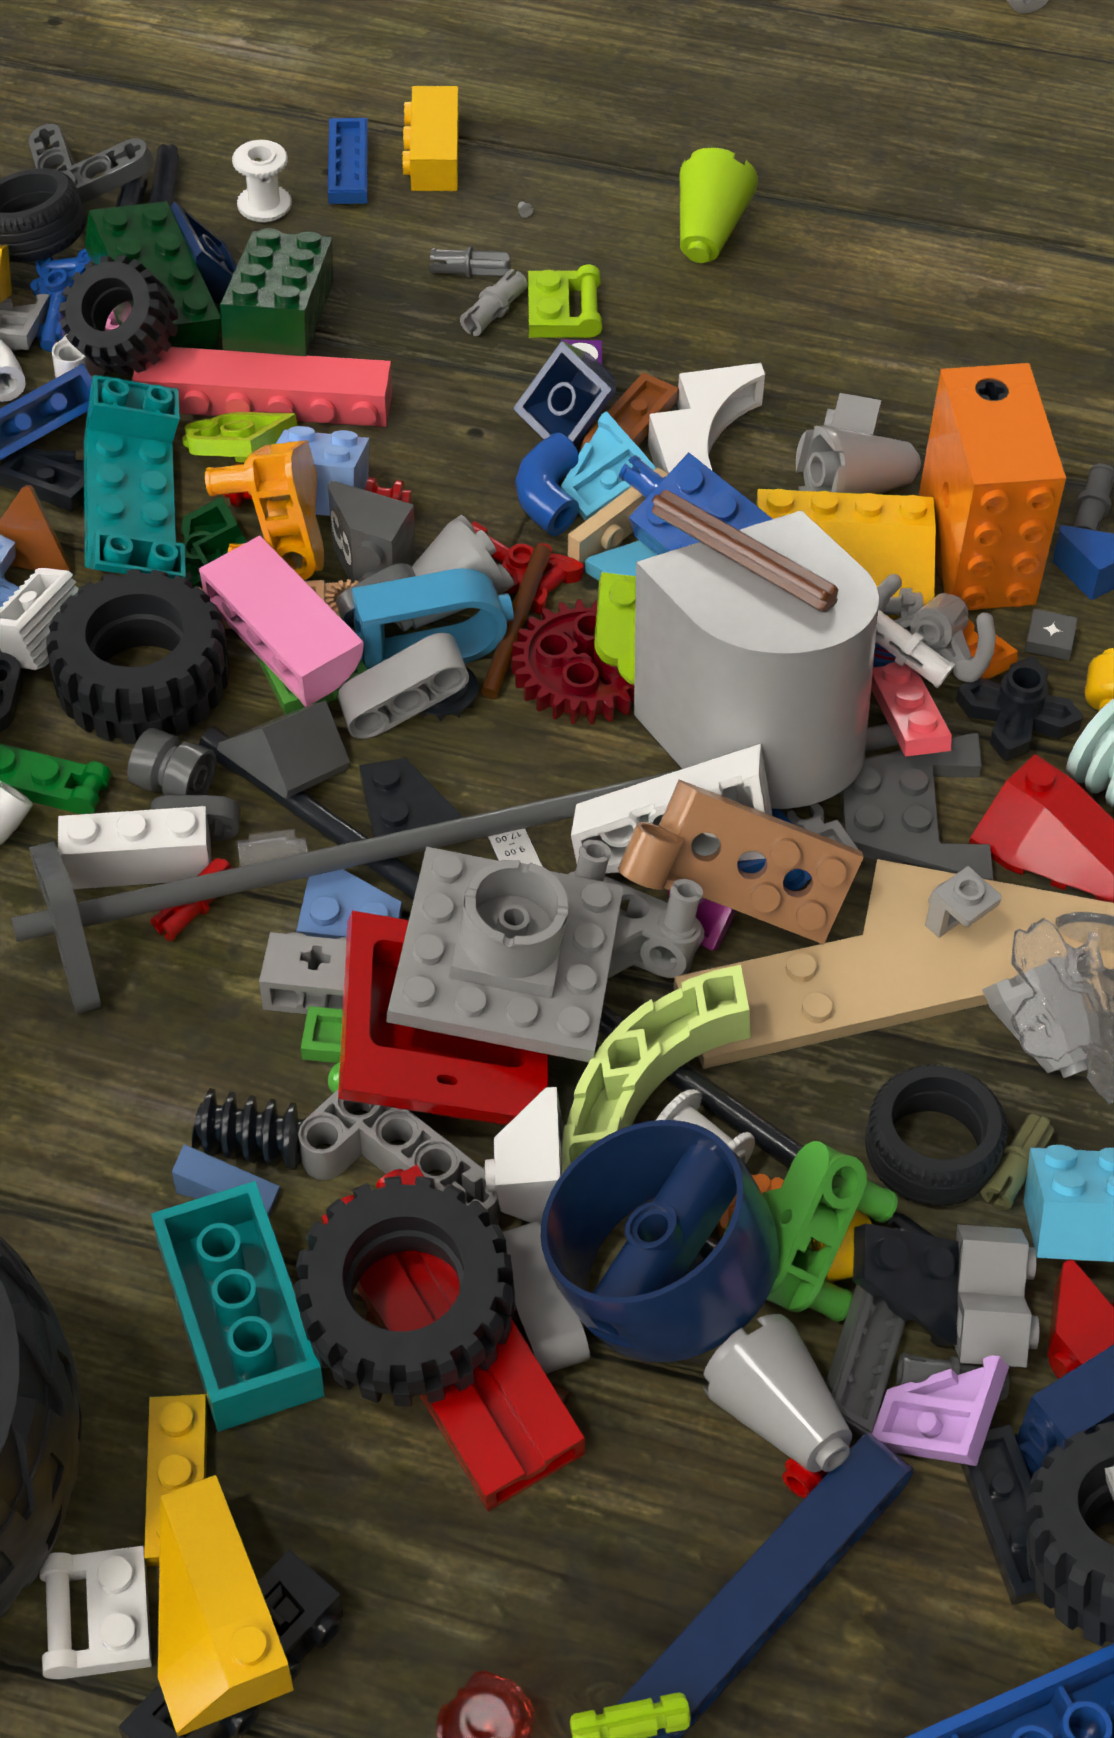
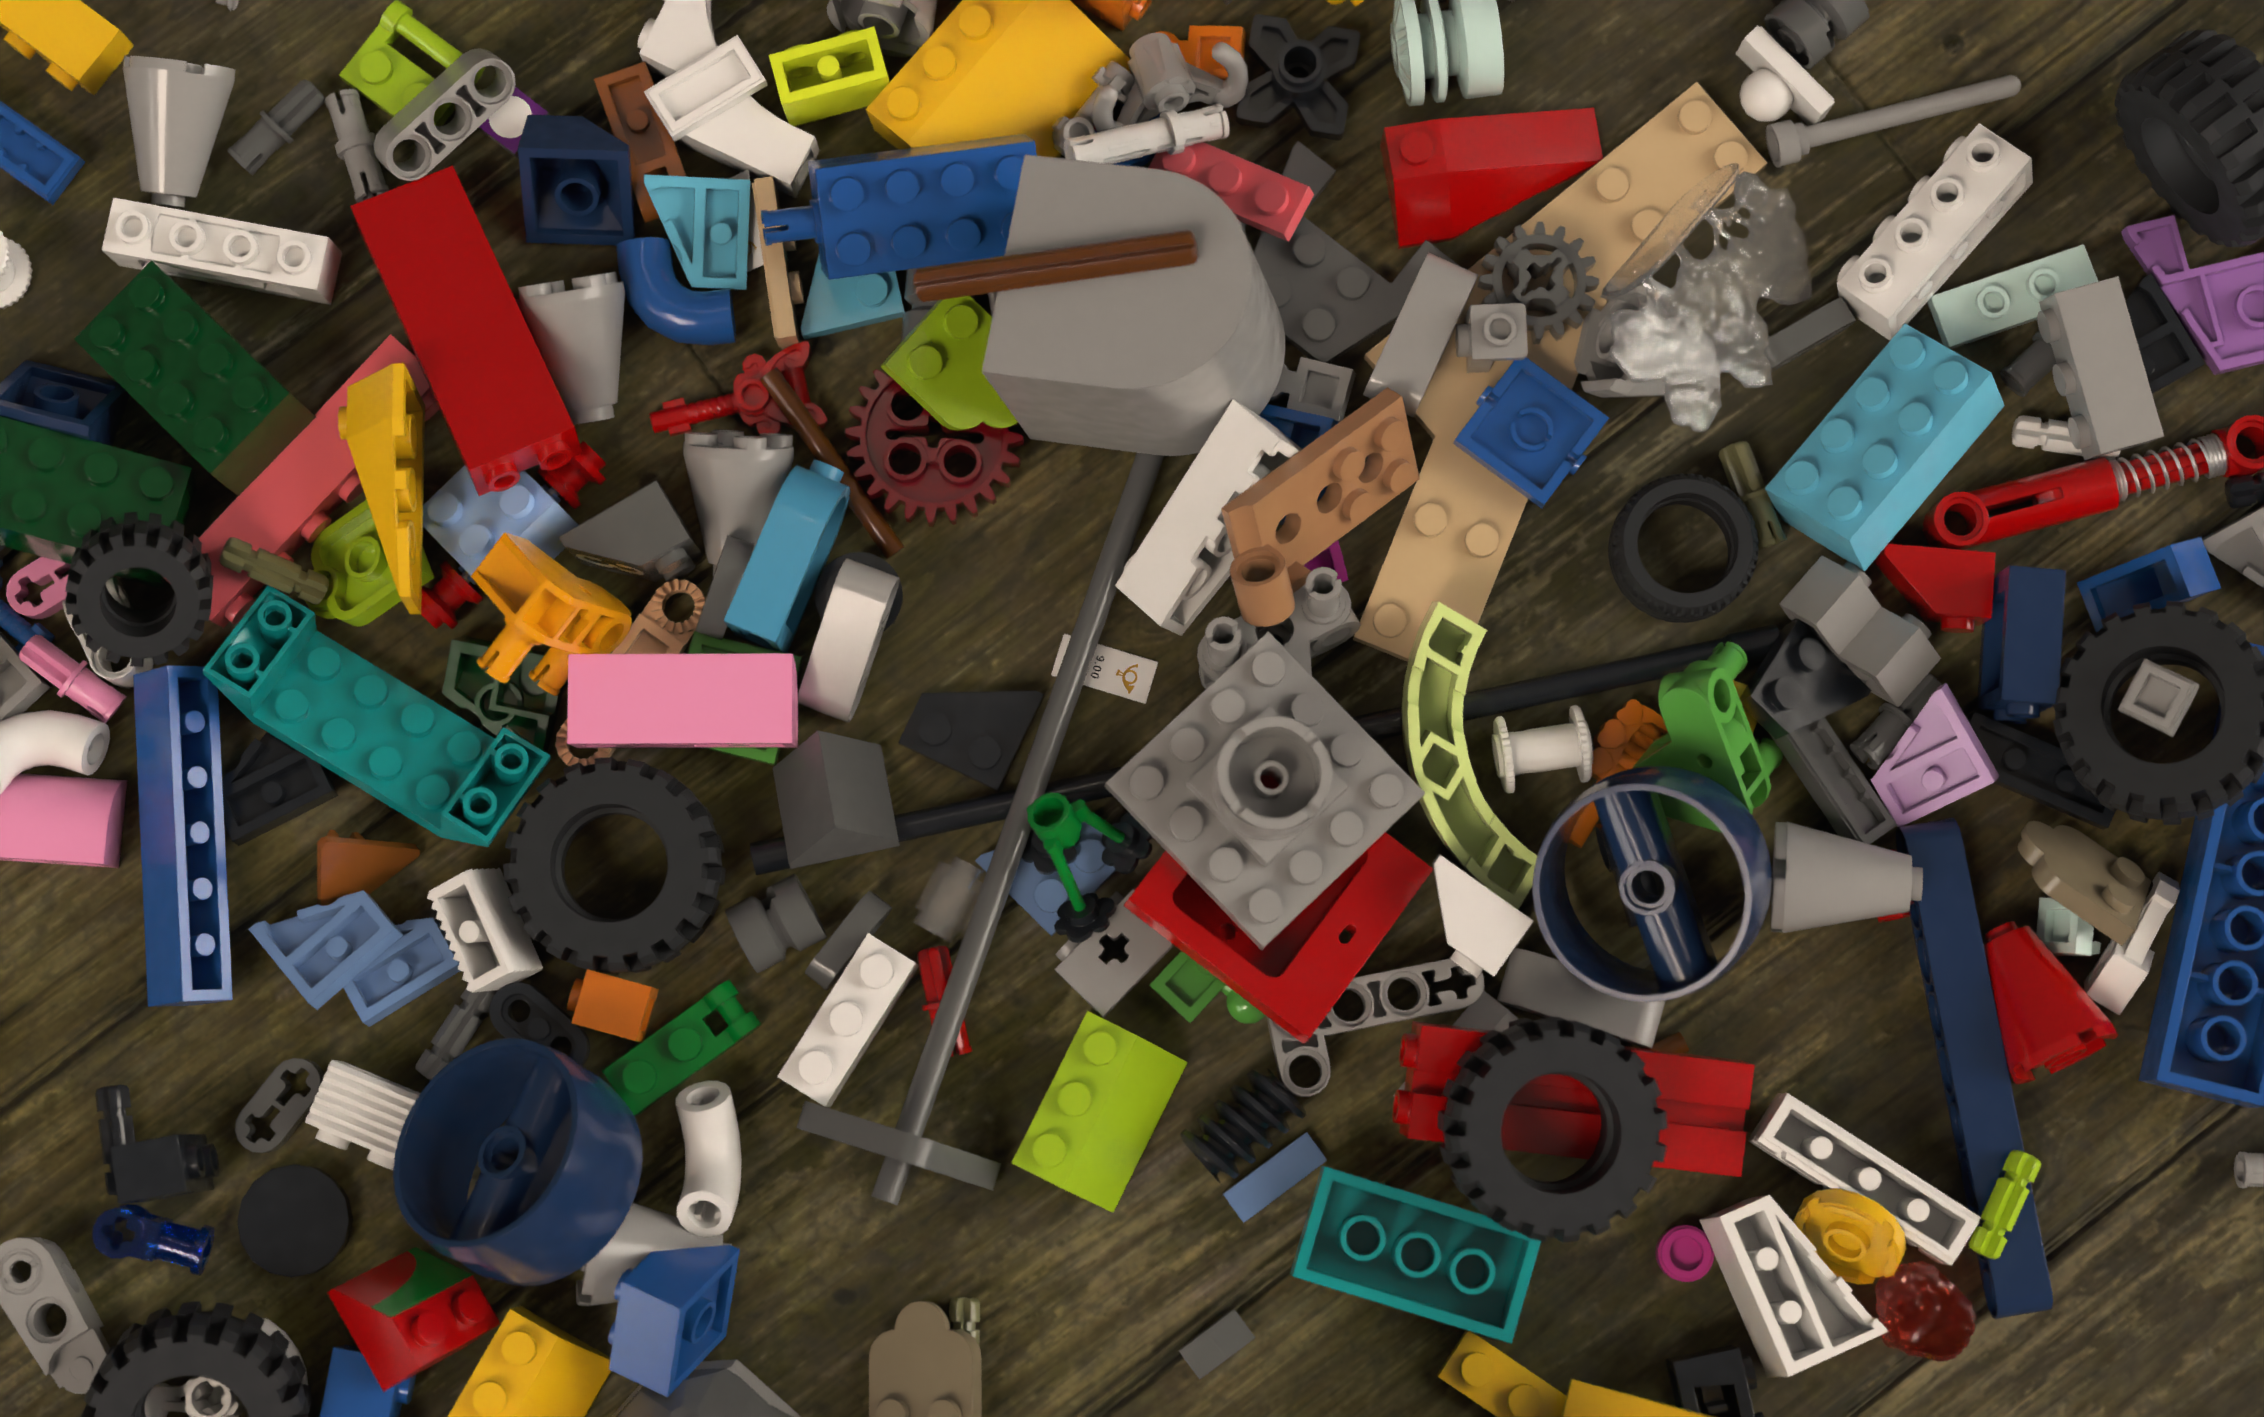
camera: 50 degrees left, 30 degrees up
(40, 350) = (72, 678): none -> bright pink axle
(42, 718) = (612, 1005): none -> orange brick
(62, 1225) = (1216, 1343): none -> dark grey piece
(186, 1034) = (1099, 1112): none -> lime slope
(189, 386) = (274, 570): none -> olive axle
(300, 388) = (387, 445): none -> yellow wedge
(369, 847) = (1051, 848): none -> plant
(373, 277) = (222, 250): none -> white brick
(392, 1520) = (1684, 1253): none -> dark pink tile
(416, 1607) = (1783, 1289): none -> white wedge
(422, 383) = (466, 331): none -> red brick
(428, 212) = (174, 122): none -> light grey cone
(474, 447) = (579, 340): none -> light grey cone
(503, 1618) = (1852, 1234): none -> yellow tile
(534, 300) = (471, 111): none -> light grey beam
(561, 1599) = (1842, 1161): none -> white brick
(689, 410) = (705, 88): none -> white tile
(756, 461) = (830, 76): none -> neon yellow brick
(818, 1648) = (2040, 1005): none -> red cone
(904, 1625) = (2064, 931): none -> light aqua tile
(911, 869) = (1422, 331): none -> light grey beam
(922, 979) = (1530, 430): none -> blue plate
(922, 1689) = (2125, 967): none -> white piece
(959, 1601) = (2086, 878): none -> dark tan plate
(1024, 901) = (1524, 265): none -> dark grey gear

